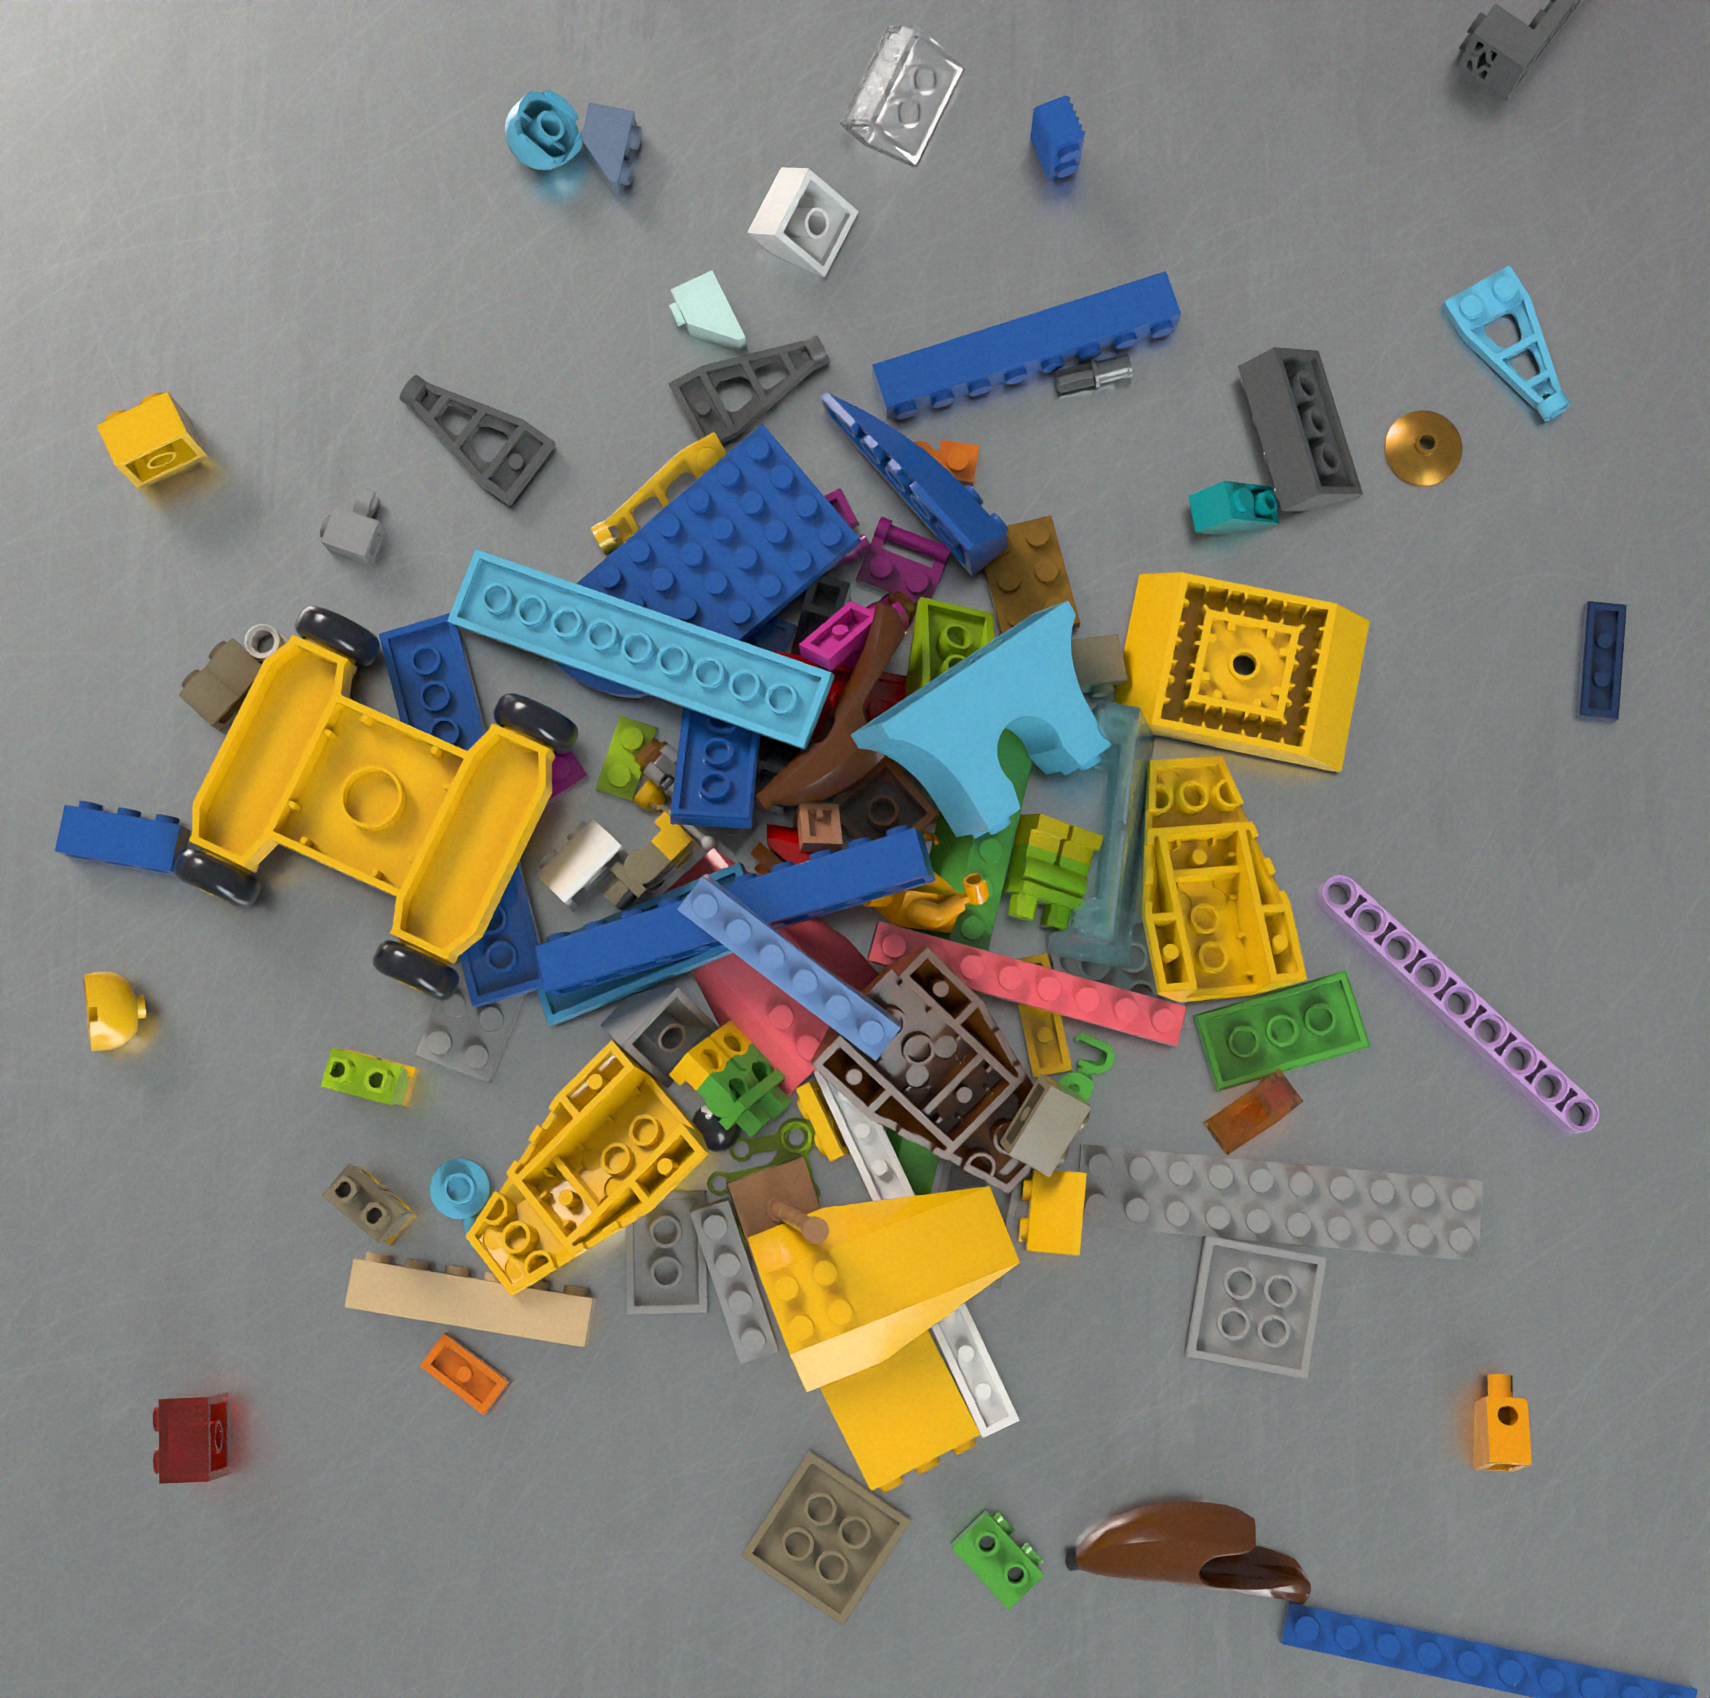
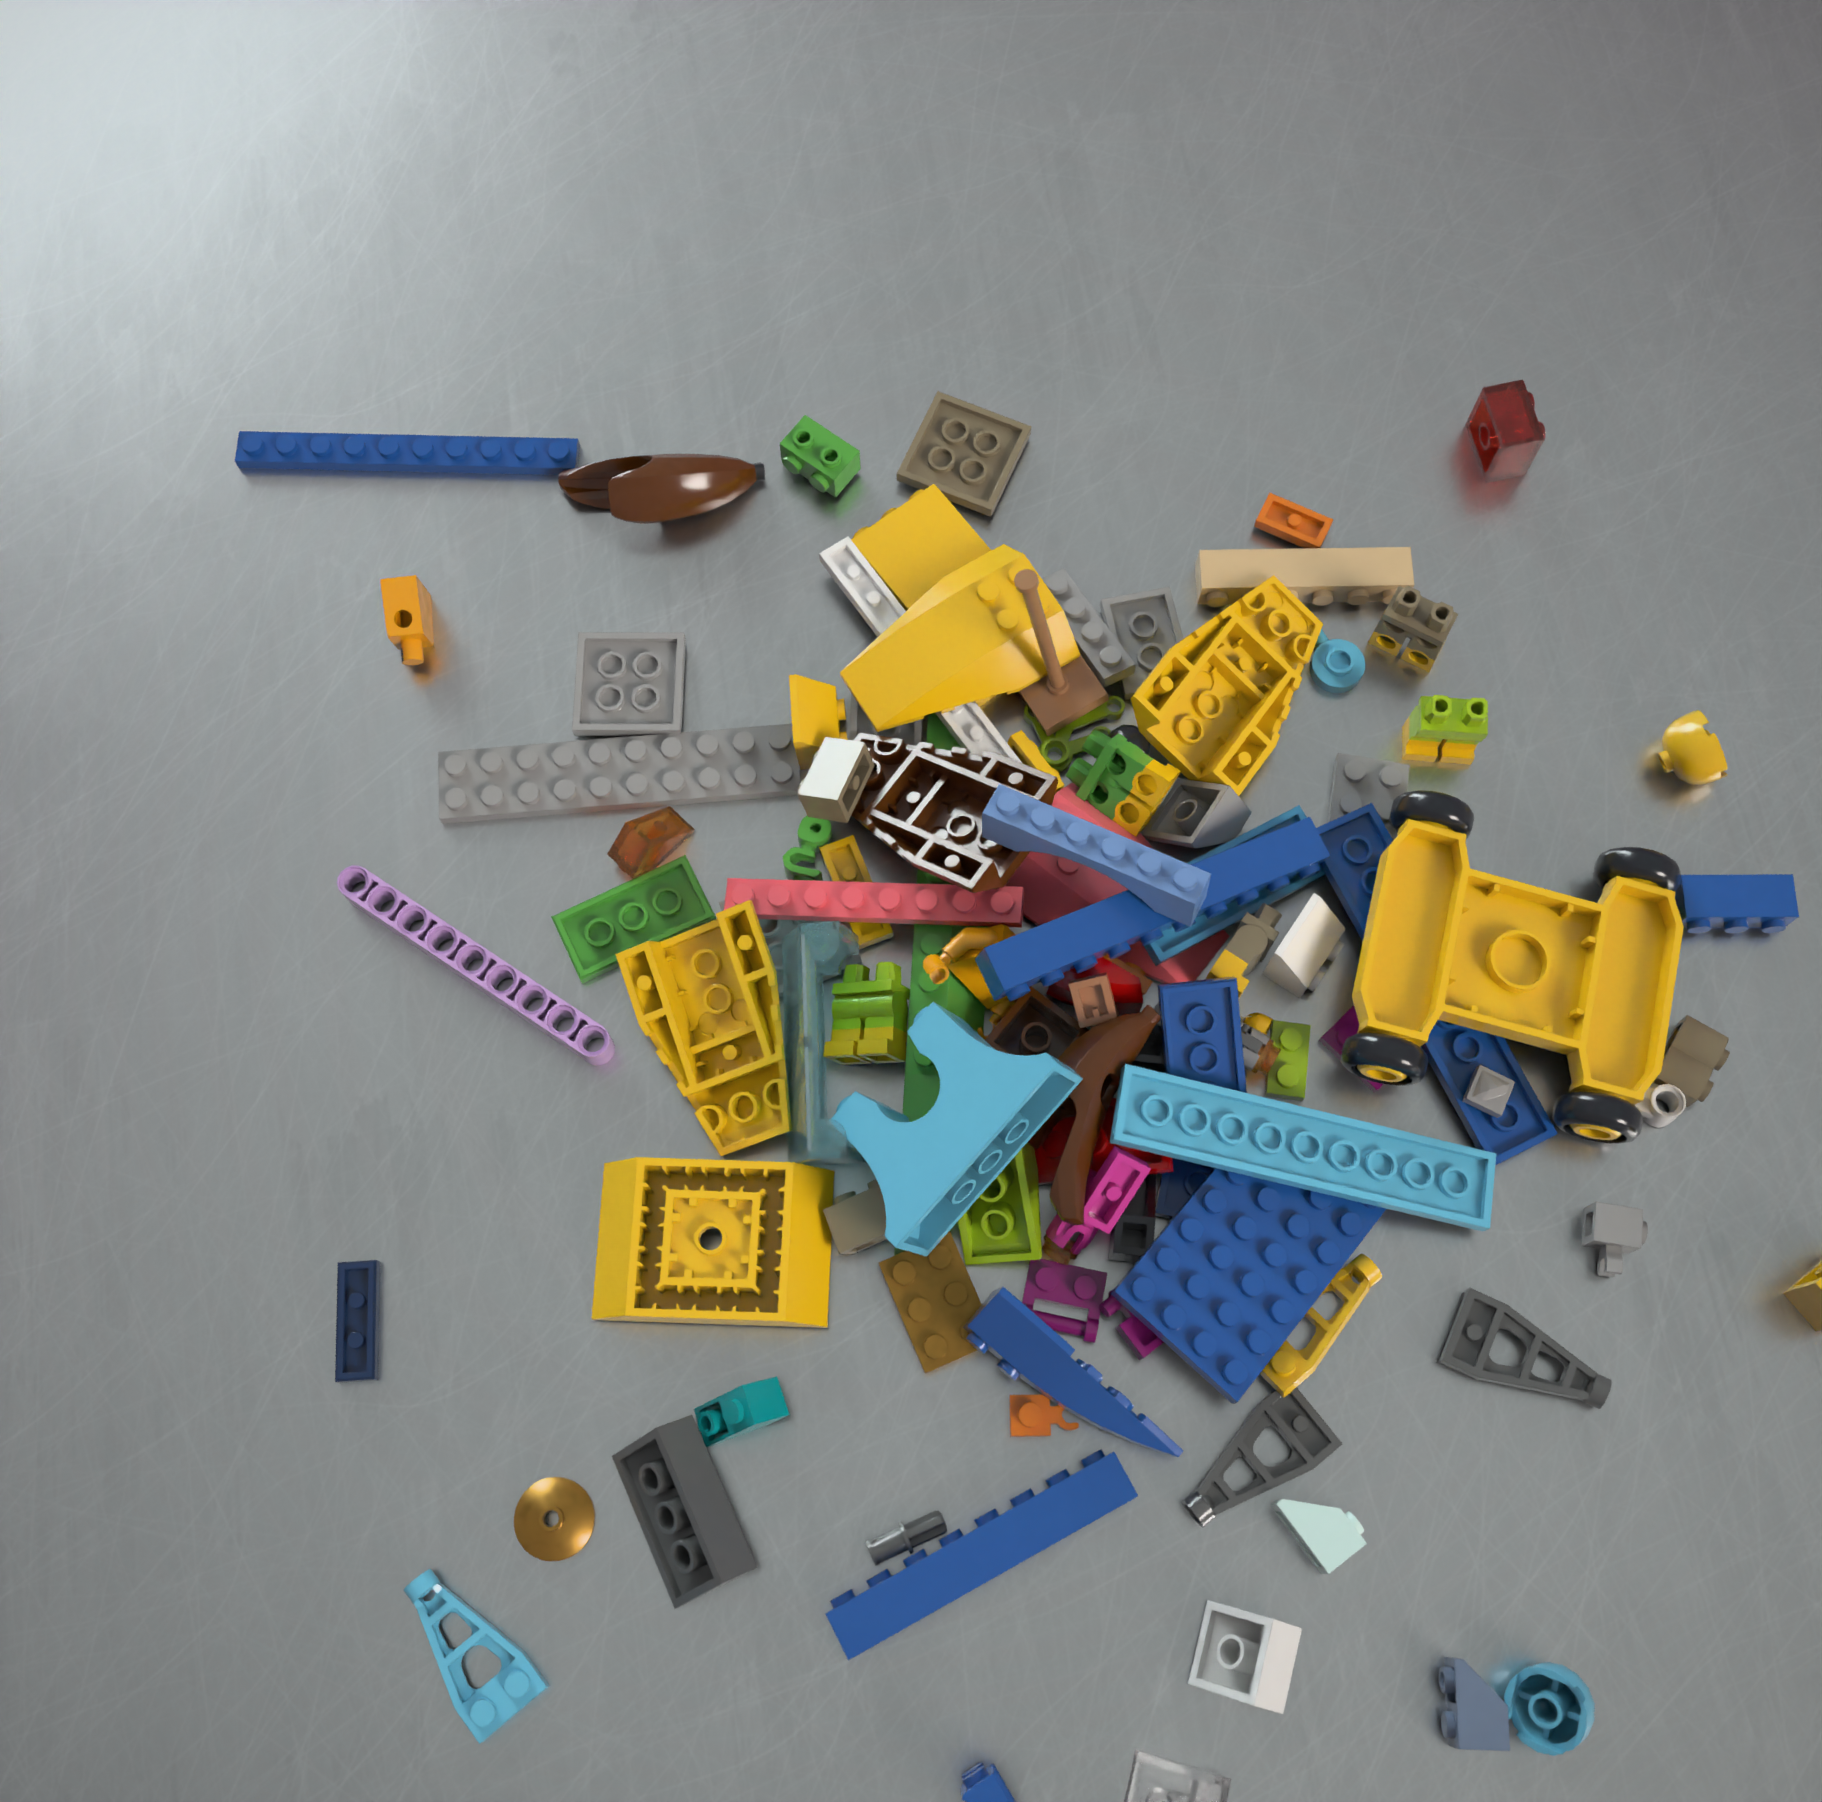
camera: 165 degrees right, 10 degrees down
(437, 681) = (1488, 1091): none -> light grey tile

